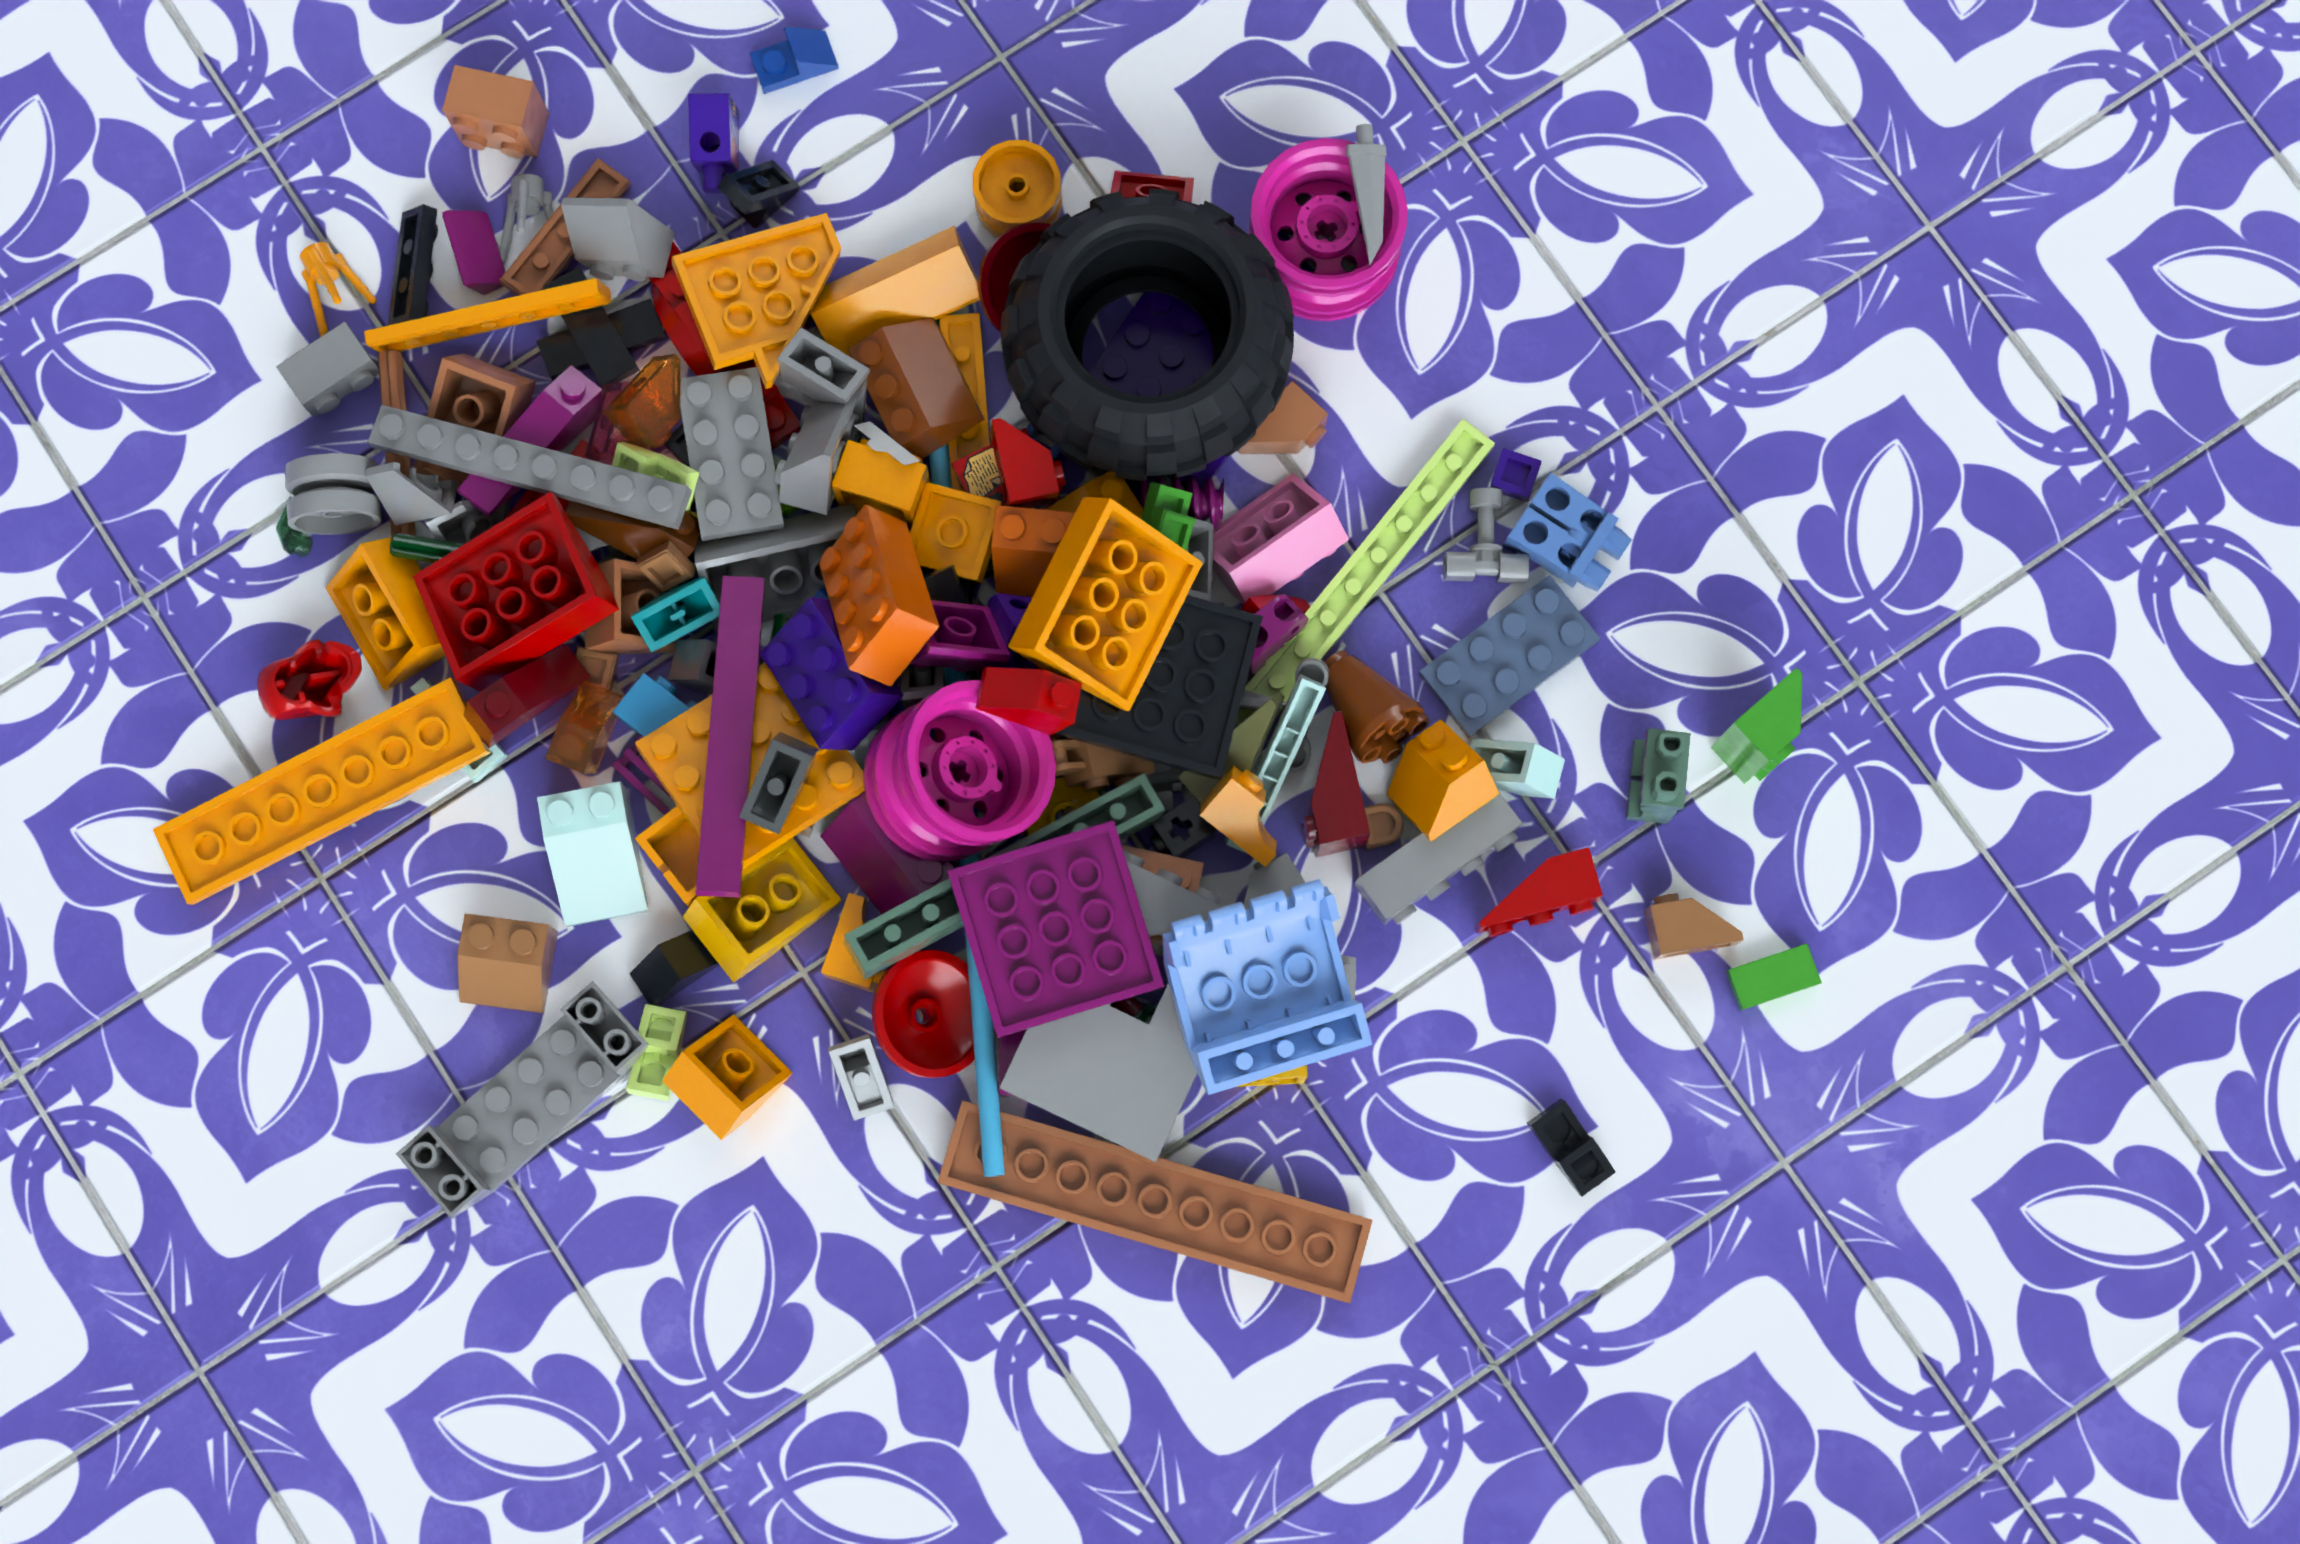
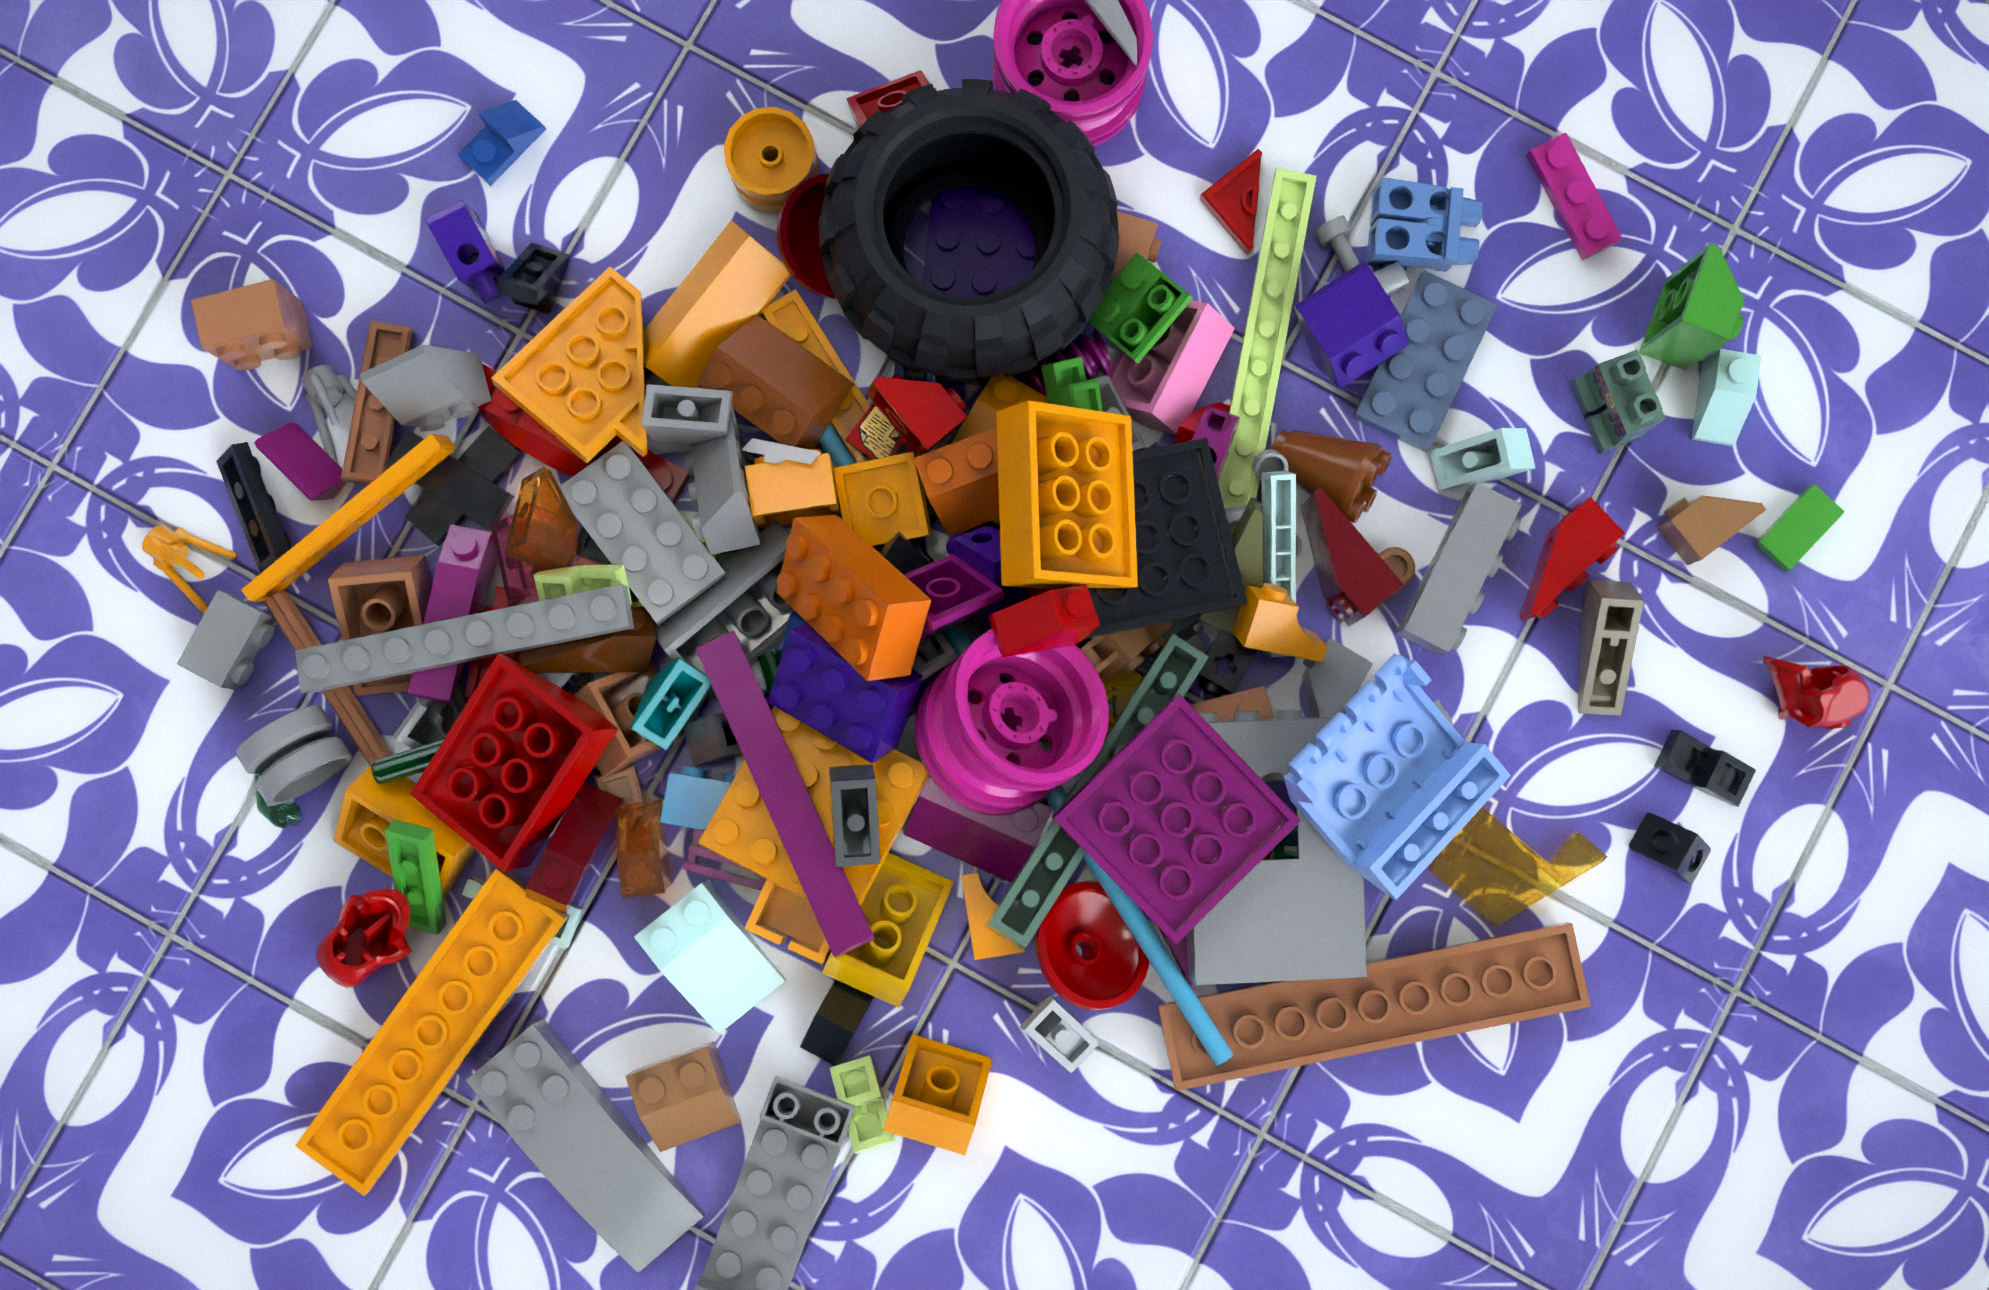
camera: 30 degrees left, 5 degrees up
(381, 648) = (417, 874): none -> bright green plate
(398, 960) = (584, 1145): none -> light grey slope
(411, 497) = (369, 720): light grey slope -> none
(666, 566) = (638, 665): medium nougat tile -> none
(1267, 475) = (1139, 307): none -> bright green slope
(1331, 1136) = (1502, 873): none -> clear yellow wing
(1413, 429) = (1235, 200): none -> red tile
(1440, 781) = (1431, 504): light orange slope -> none
(1451, 587) = (1351, 325): none -> dark purple slope
(1501, 1200) = (1670, 846): none -> black bracket
(1515, 474) = (1347, 195): dark purple plate -> none
(1536, 992) = (1607, 645): none -> dark tan slope
(1703, 1133) = (1819, 695): none -> red head
(1723, 578) = (1574, 196): none -> dark pink plate
(1764, 824) = (1725, 395): none -> light aqua slope

